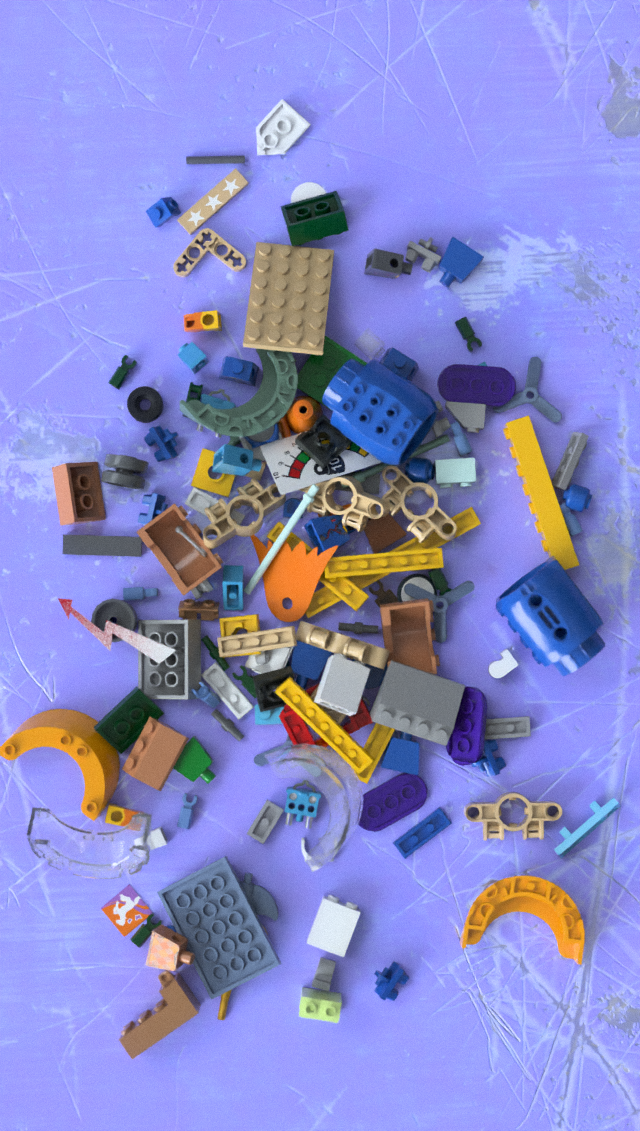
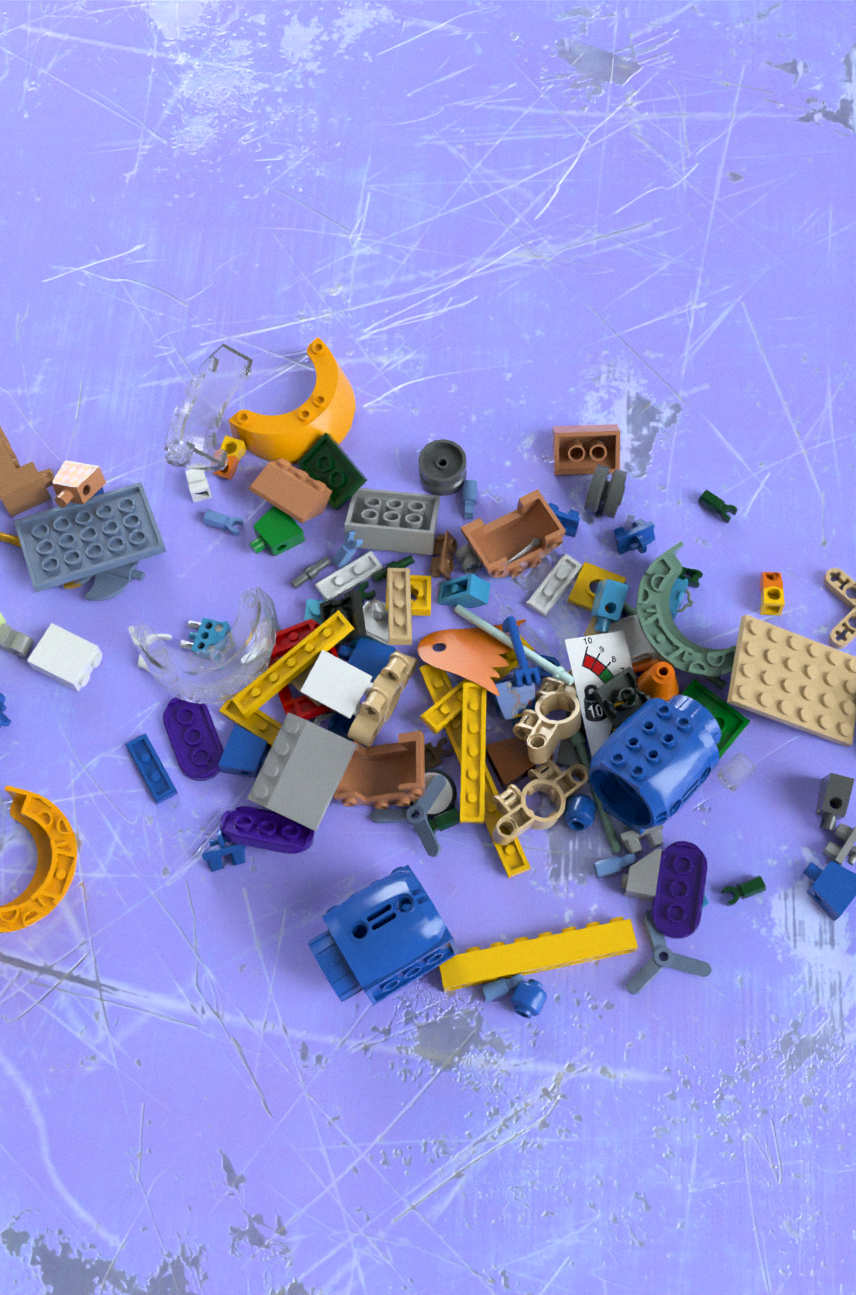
camera: 95 degrees right, 20 degrees down
(102, 545) = (526, 464): dark grey tile -> none
(126, 910) = (128, 455): sticker -> none
(137, 396) = (679, 512): black tyre -> none
(144, 931) = (96, 459): dark green bar -> none
(149, 647) = (406, 494): sticker -> none
(192, 357) = (729, 576): dark azure slope -> none
(239, 371) = (712, 619): blue torso -> none
(251, 495) = (547, 584): tan piece -> none
(265, 821) = (196, 599): light grey plate -> none
(275, 436) = (632, 647): blue cap -> none
(311, 525) = (510, 625): none -> blue hinge
(358, 628) = (401, 721): dark grey bar -> none
(400, 363) = (709, 800): blue torso -> none
(455, 471) = (574, 853): light aqua brick -> none
(506, 664) = (330, 880): white leg -> none
(507, 727) = (257, 878): light grey plate -> none
(531, 826) = (141, 850): tan piece -> none
(569, 460) = (576, 996): light grey plate -> none
(585, 829) = (130, 979): medium azure hinge -> none

